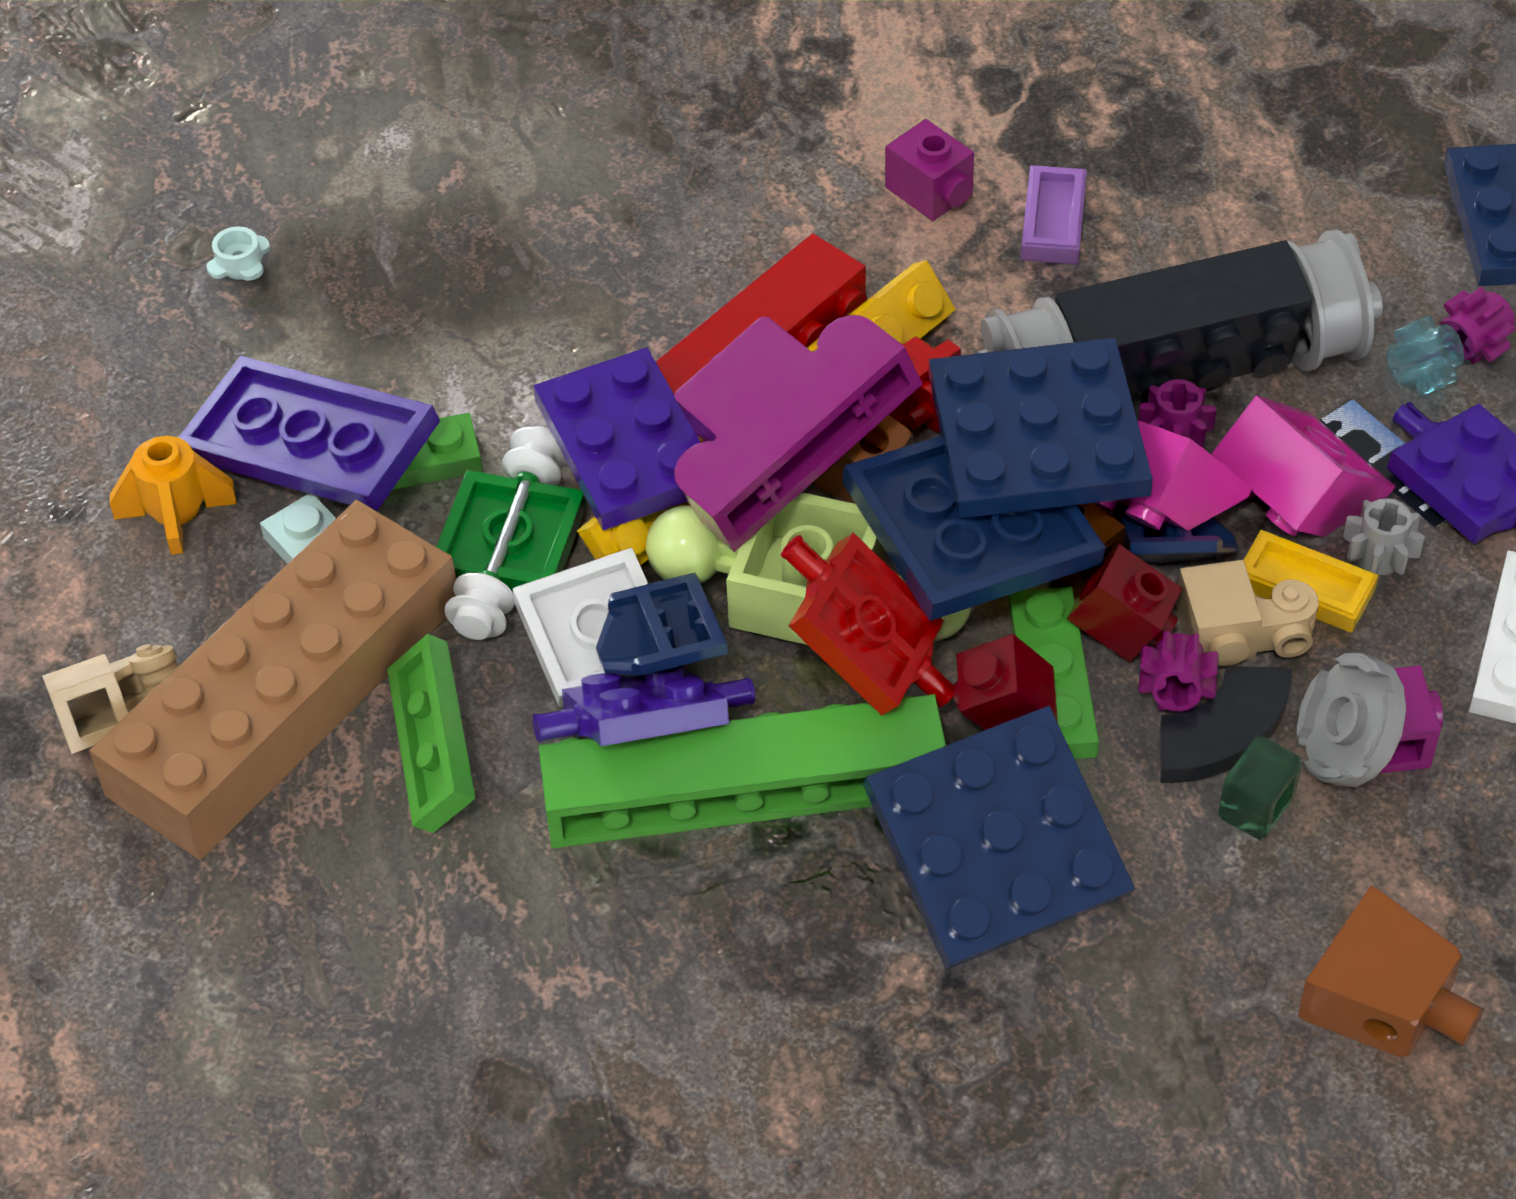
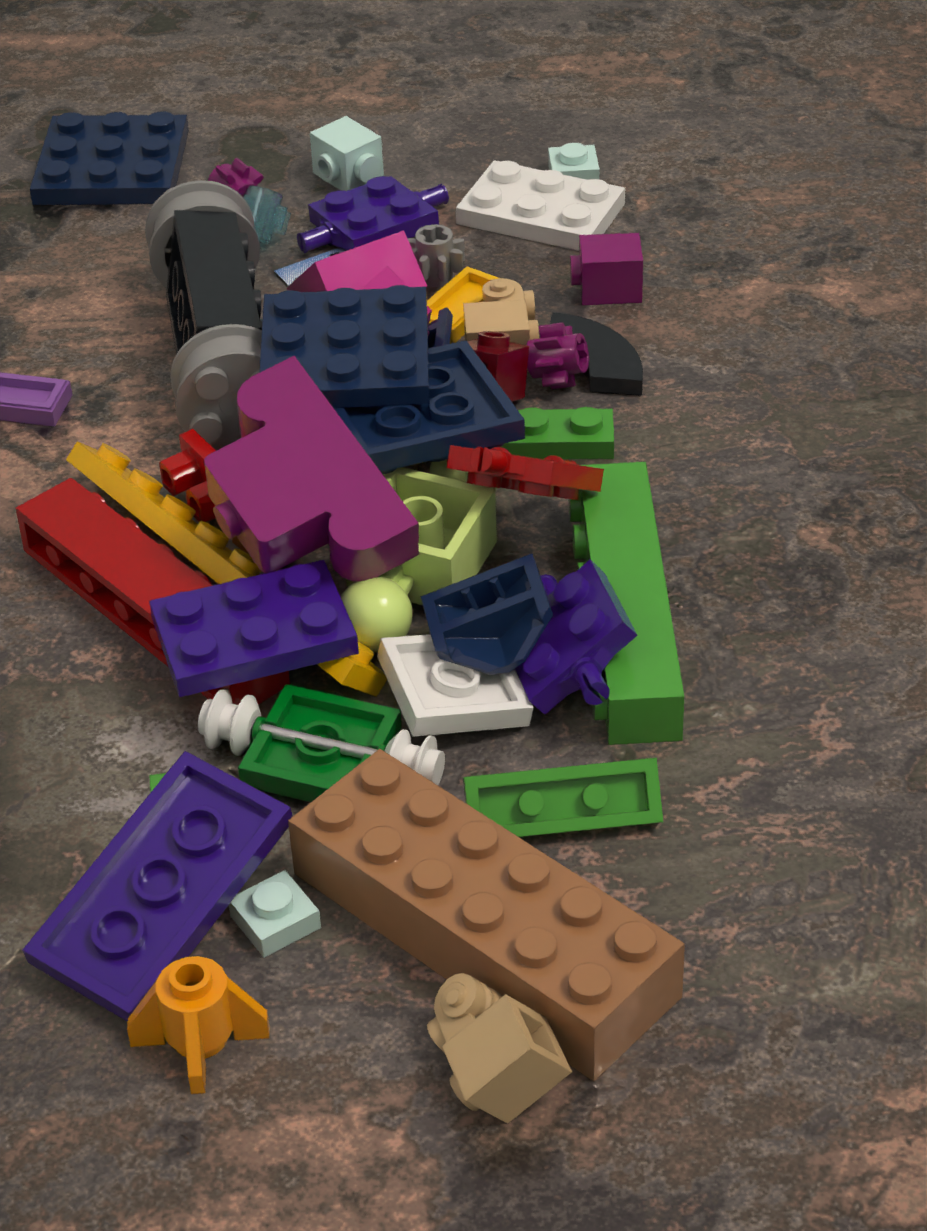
camera: 85 degrees left, 10 degrees down
(997, 837) = (713, 453): dark blue plate -> none
(1003, 682) = (577, 425): dark red brick -> none
(1260, 787) = (673, 329): clear green slope -> none
(1351, 720) = (624, 271): light grey tile -> none
(1388, 981) = (835, 295): dark orange torso -> none

